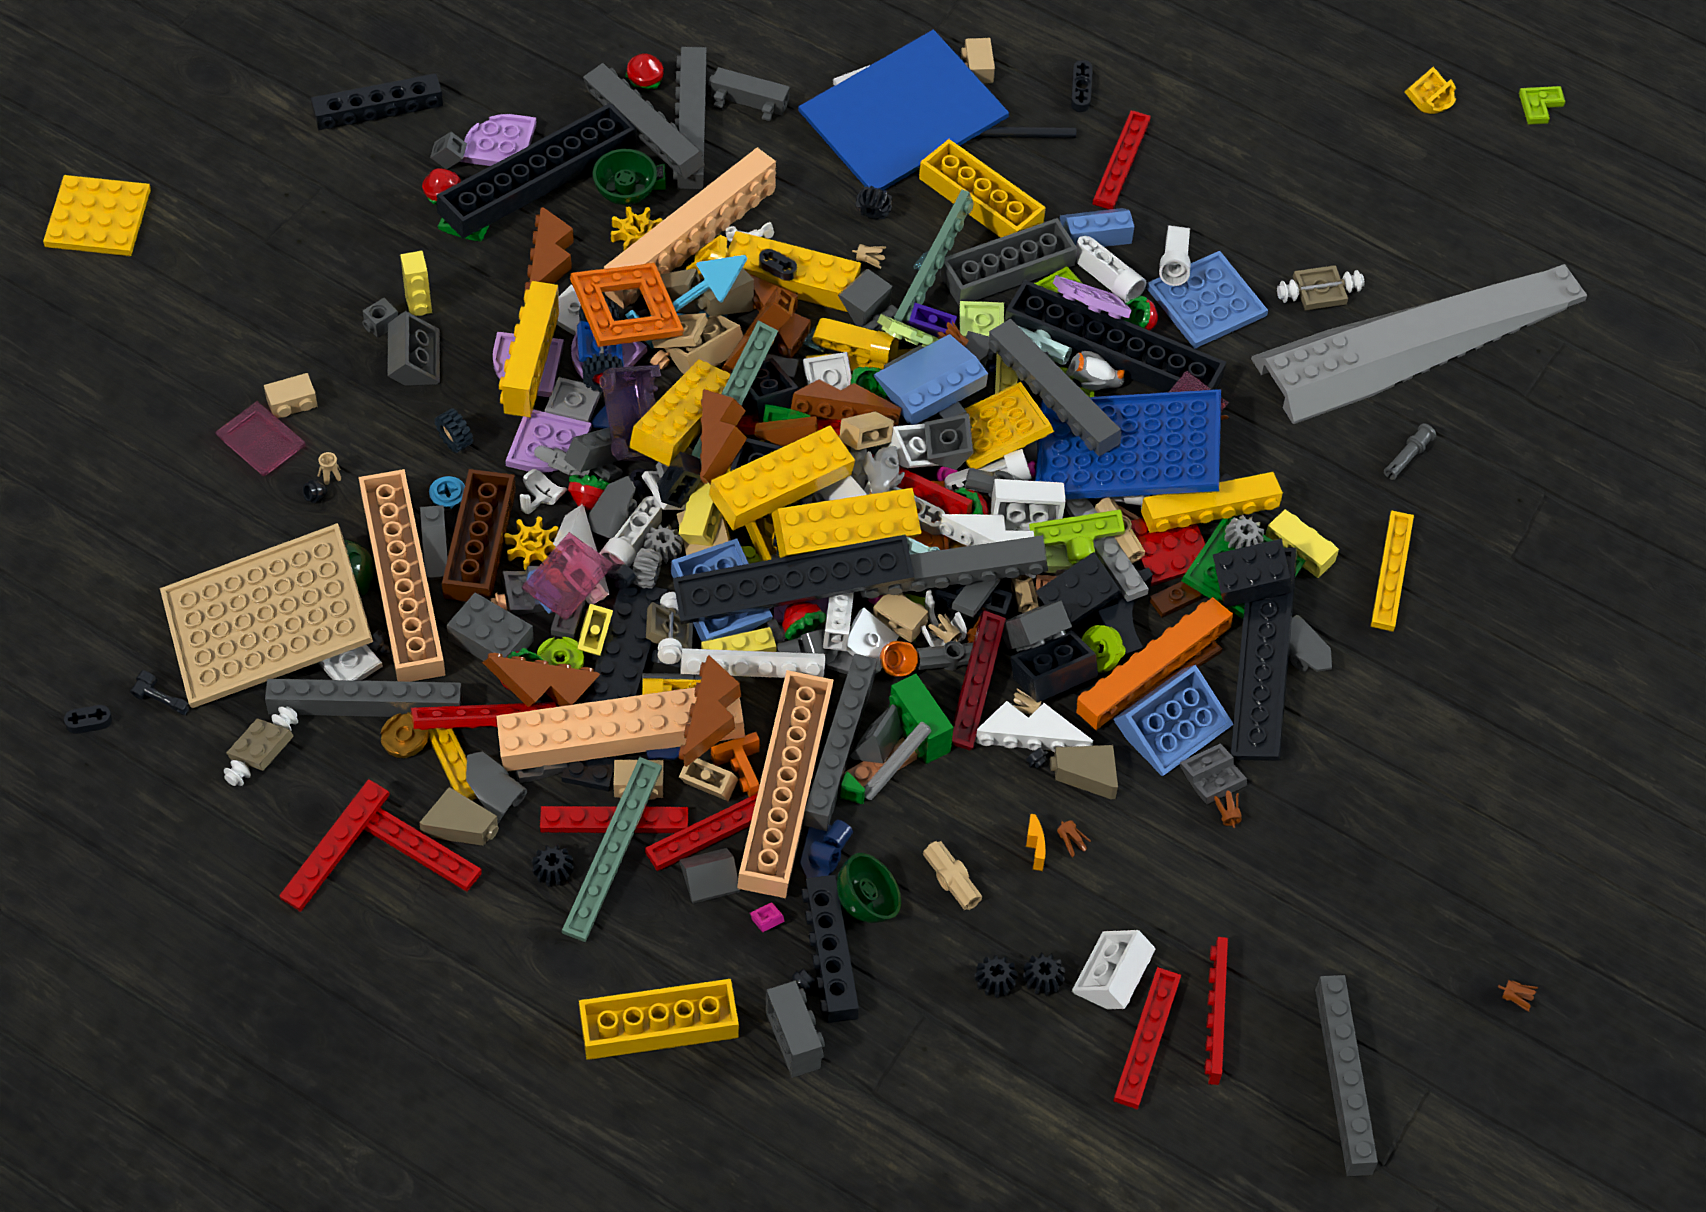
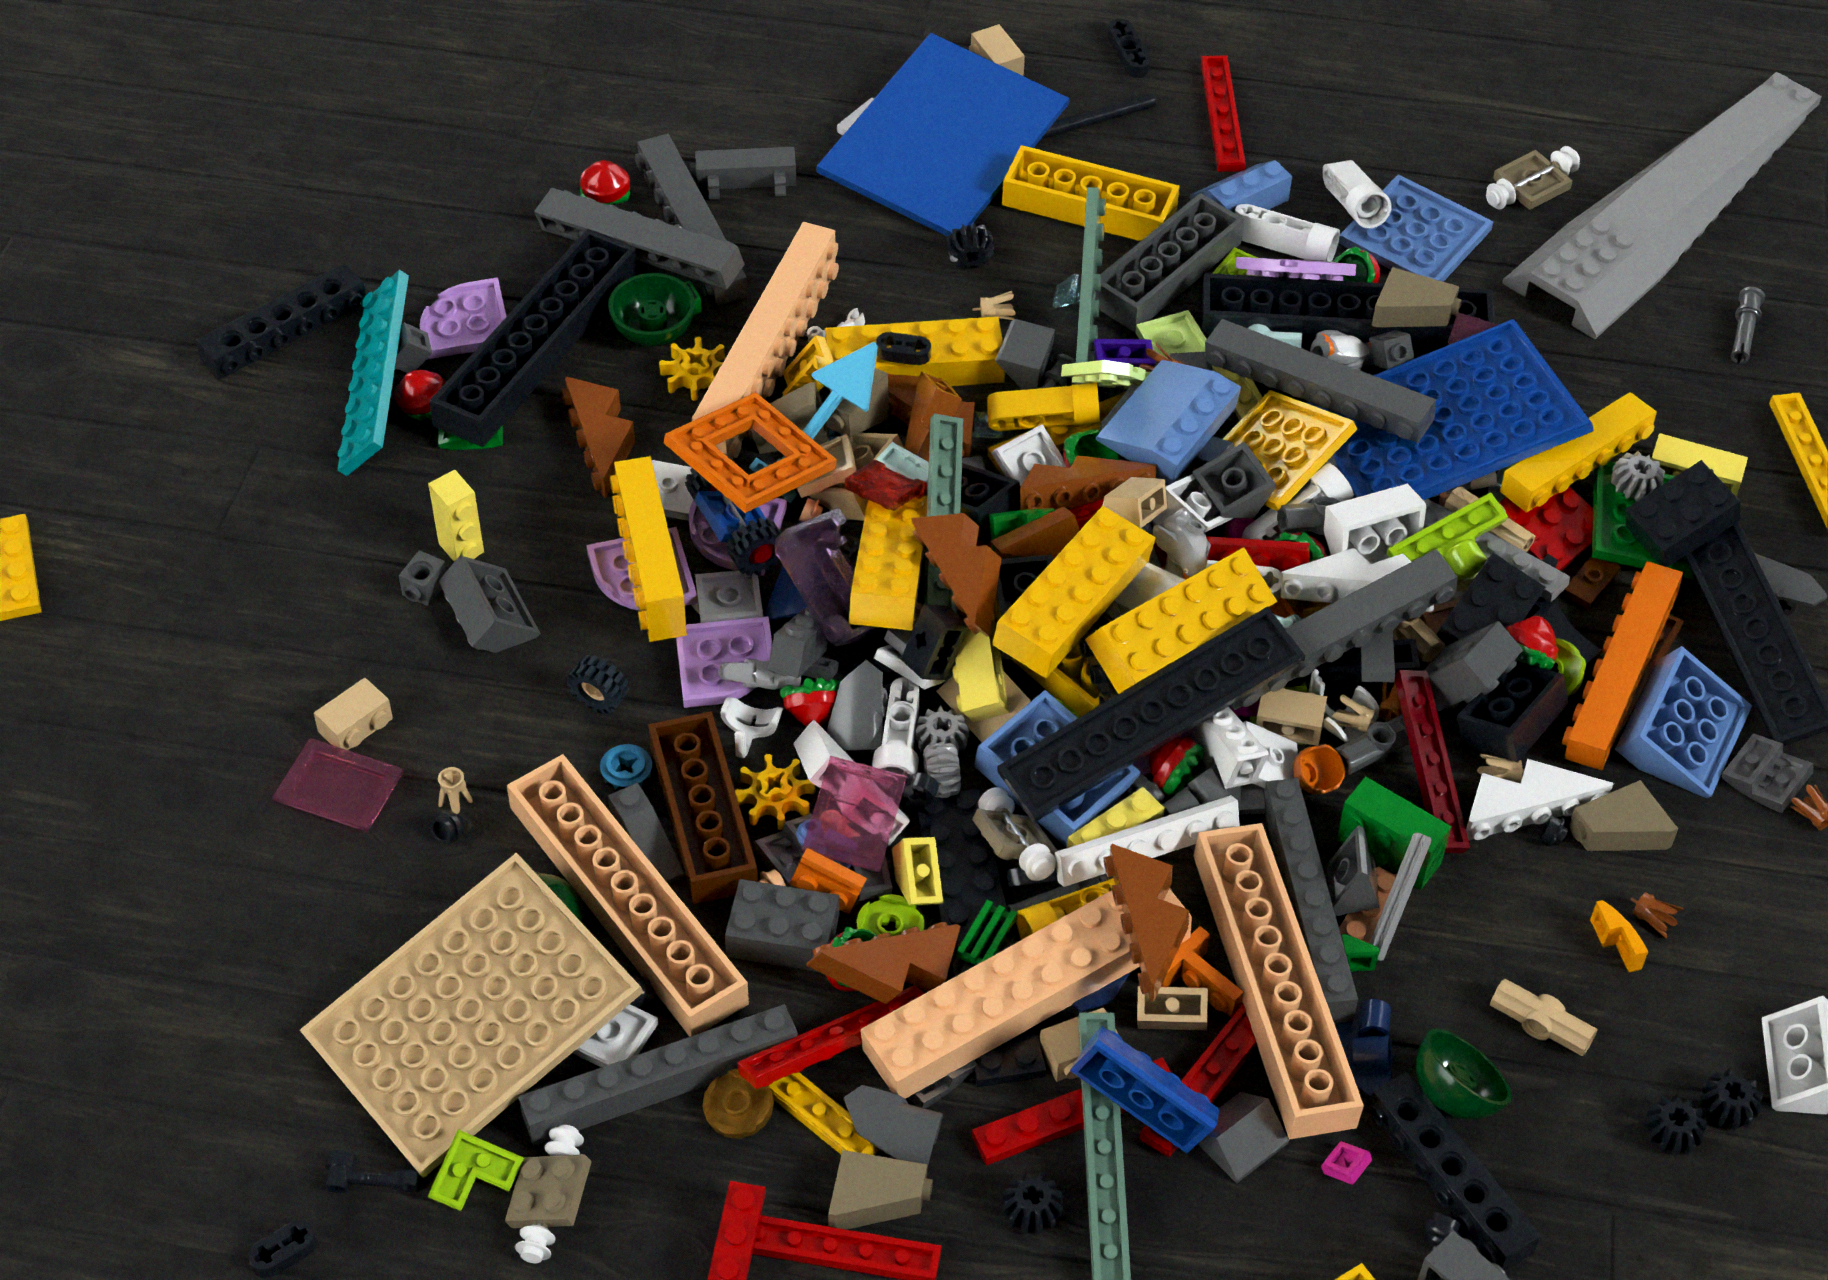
camera: 20 degrees left, 5 degrees down
(218, 708) = (468, 1160): none -> lime tile
(416, 160) = (373, 373): none -> teal plate
(530, 611) = (826, 876): none -> orange plate
(614, 682) = (997, 914): none -> green tile
(653, 819) = (1146, 1090): none -> blue slope
(702, 364) = (884, 485): none -> clear red plate
(727, 348) = (904, 462): none -> light aqua plate
(1087, 624) = (1536, 640): none -> red hair
(1127, 381) = (1391, 349): none -> dark grey brick
(1158, 352) = (1415, 301): none -> dark tan slope

